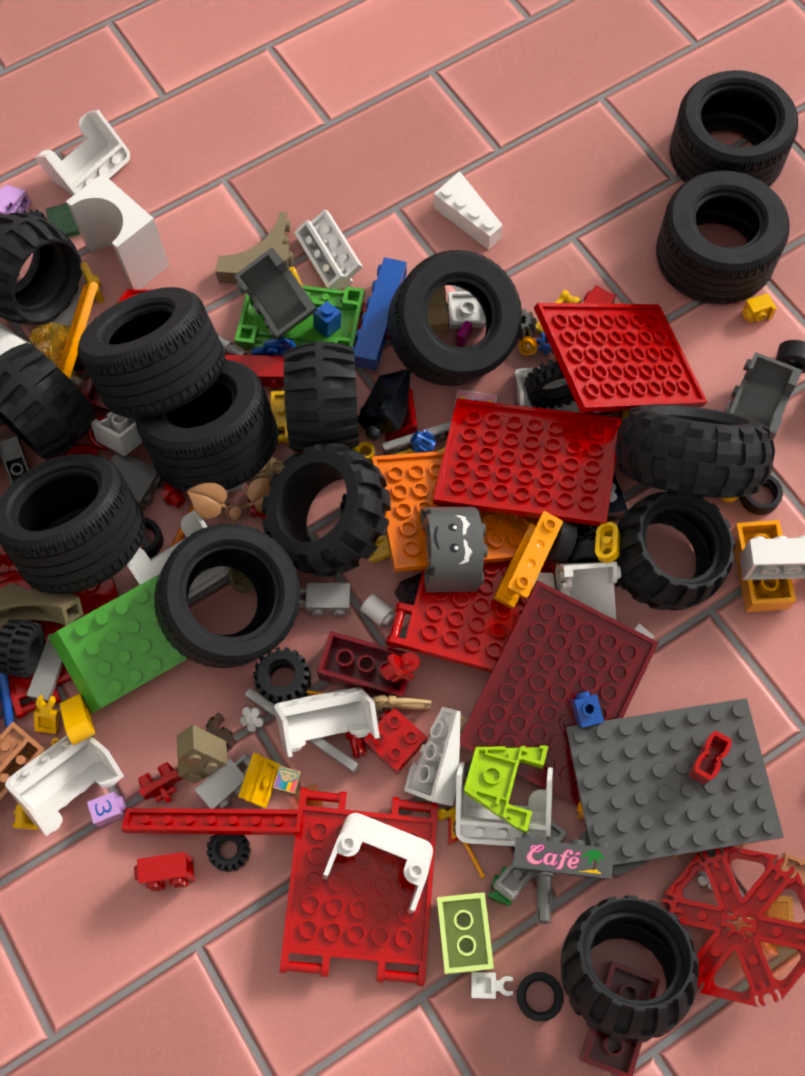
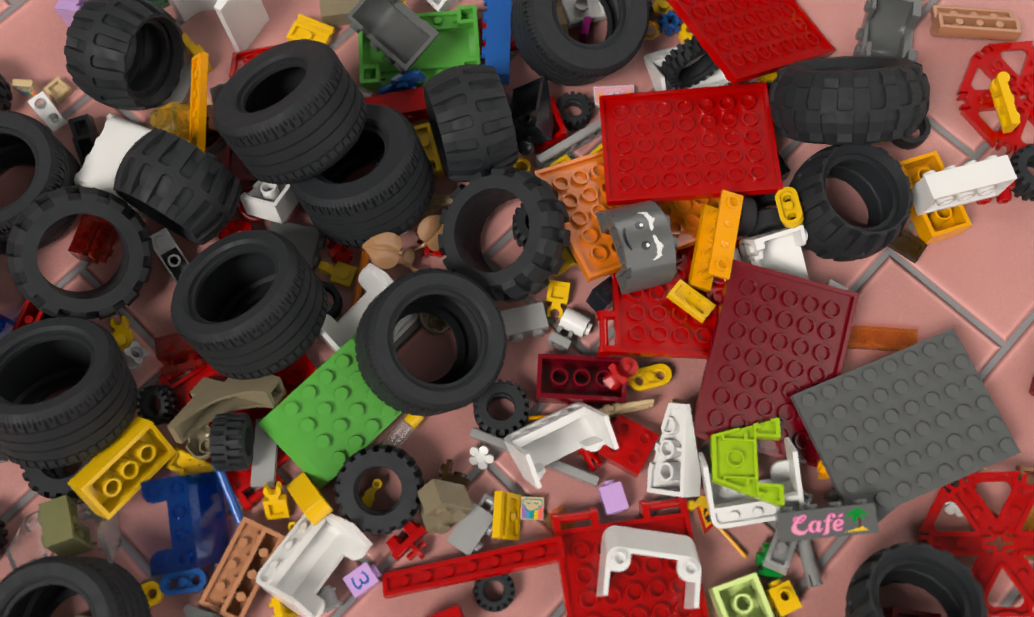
camera: 15 degrees left, 5 degrees up
(70, 820) = (330, 598): none -> light grey brick
(115, 721) = (348, 496): none -> black tyre
(136, 731) = (369, 494): none -> yellow piece
(167, 516) = (341, 274): none -> yellow plate
(177, 682) = (402, 431): none -> clear piece
(204, 285) = (310, 29): none -> yellow plate
(327, 319) = (448, 43): blue brick -> none
(357, 626) = (560, 342): none -> light grey tile
(367, 580) = (557, 294): none -> yellow plate
(367, 788) = (612, 497): none -> lavender brick
(422, 441) = (576, 146): blue gear -> none
(434, 398) = (576, 100): none -> black tyre
(435, 678) = (649, 378): none -> yellow plate
(491, 613) = (691, 301): none -> yellow plate
(506, 925) = (782, 597): none -> yellow brick
(586, 709) = (808, 374): blue brick -> none
(673, 692) = (881, 338): none -> clear orange plate
(711, 753) = (939, 394): red brick -> none
(727, 606) = (908, 246): none -> dark brown plate

